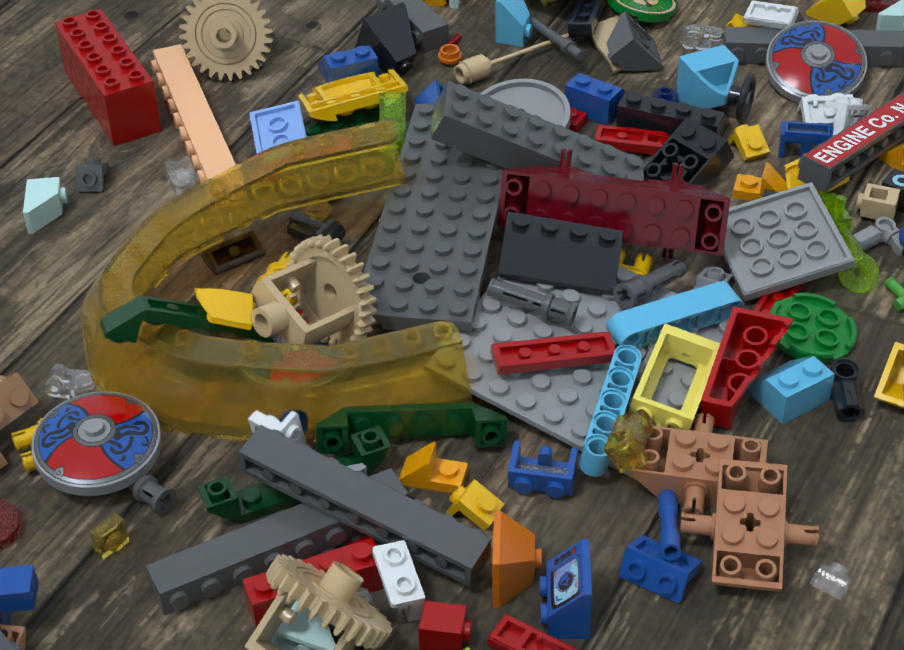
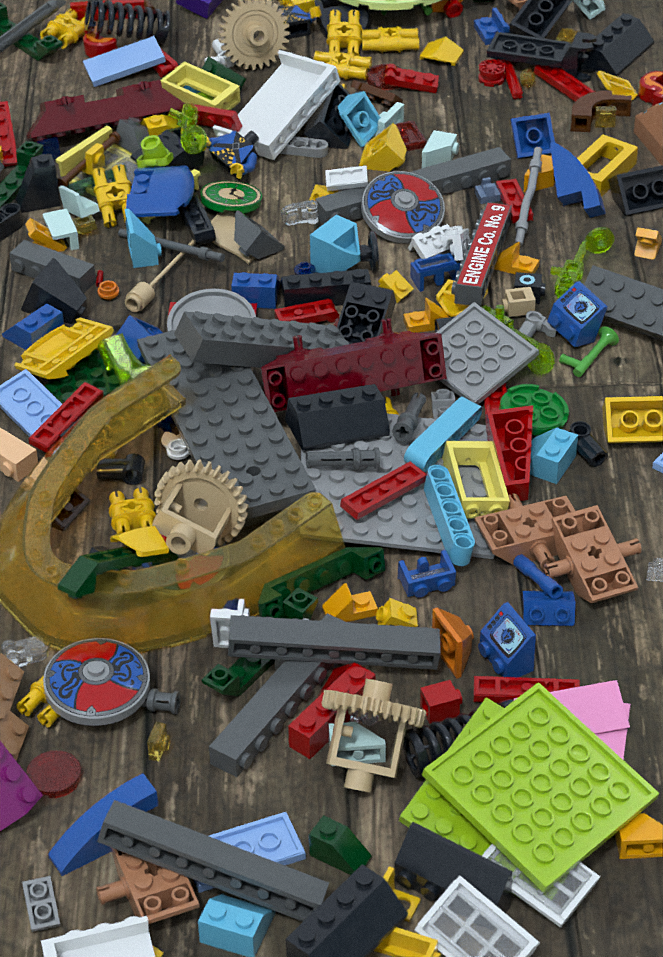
camera: 30 degrees left, 0 degrees up
(400, 578) = (404, 687): white bracket -> none
(628, 440) = (482, 529): clear yellow leg -> none

